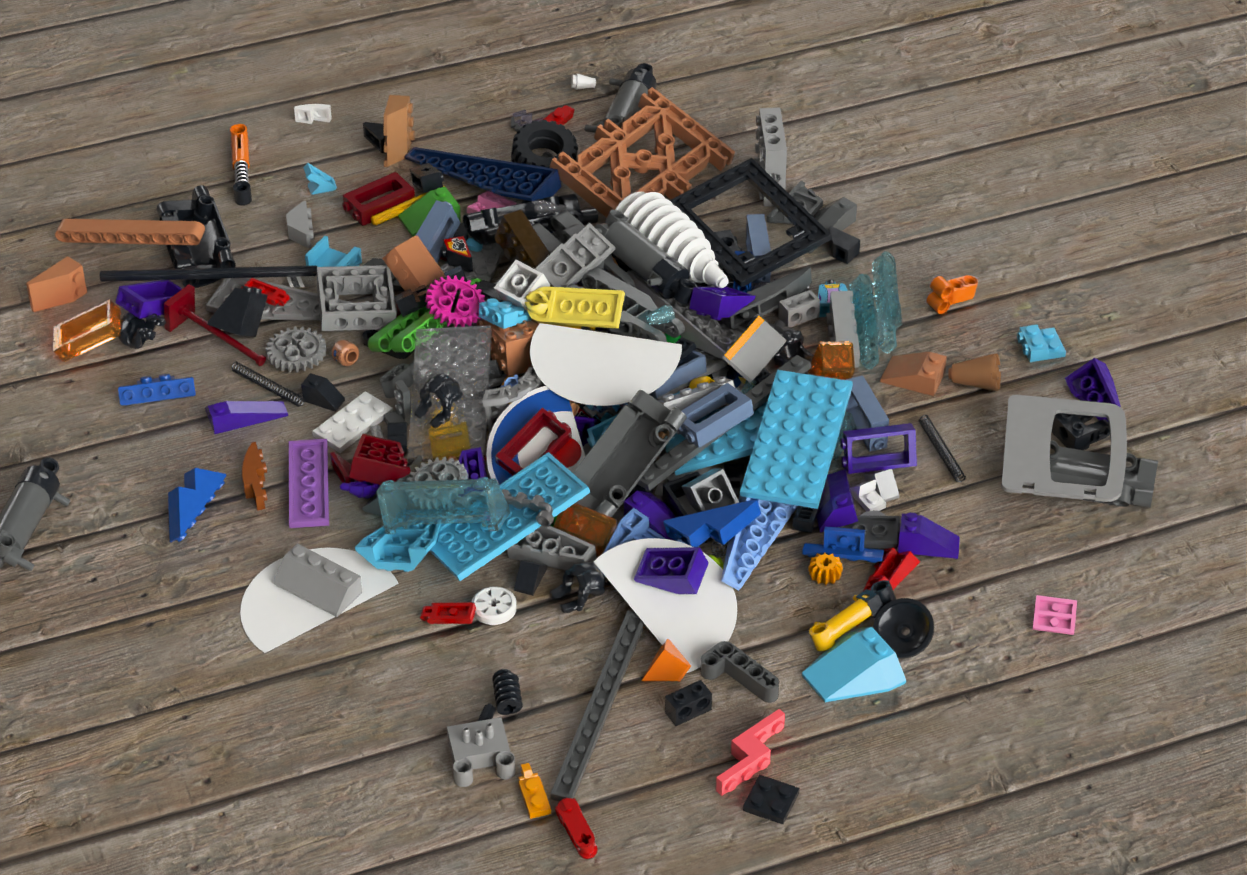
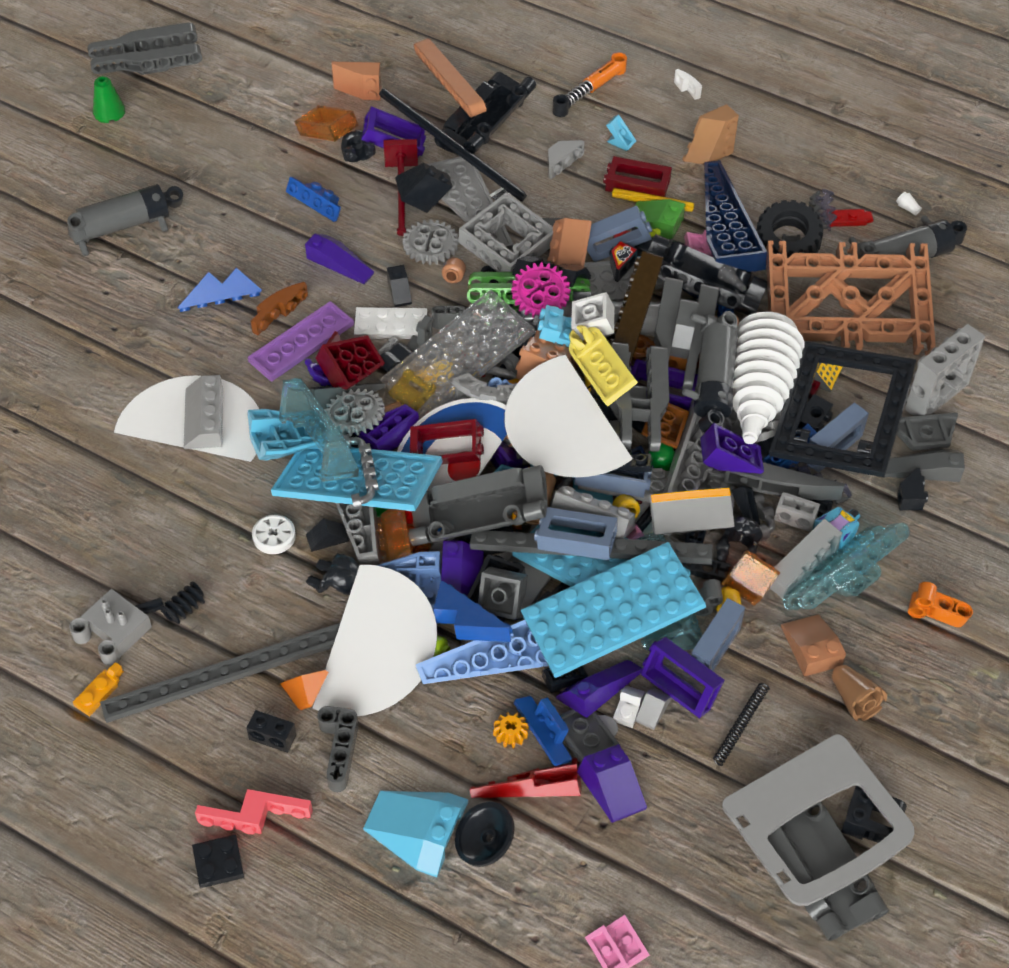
camera: 50 degrees right, 10 degrees up
(267, 388) = (379, 251): black piece -> none
(275, 294) = (464, 185): red hinge -> none
(324, 256) = (545, 197): medium azure panel -> none
(426, 177) = (687, 188): black brick -> none
(446, 390) = (440, 349): black hair -> none
(449, 613) = (239, 512): red hinge -> none
(576, 257) = (657, 327): light grey slope -> none
(576, 827) = (77, 743): red piece -> none
(662, 315) = (645, 423): clear light blue cone -> none
(673, 569) = (393, 623): dark purple slope -> none
(866, 605) = (485, 789): yellow piece -> none
(1040, 344) = (952, 715): medium azure plate -> none
(1093, 384) = (937, 796): dark purple wedge -> none

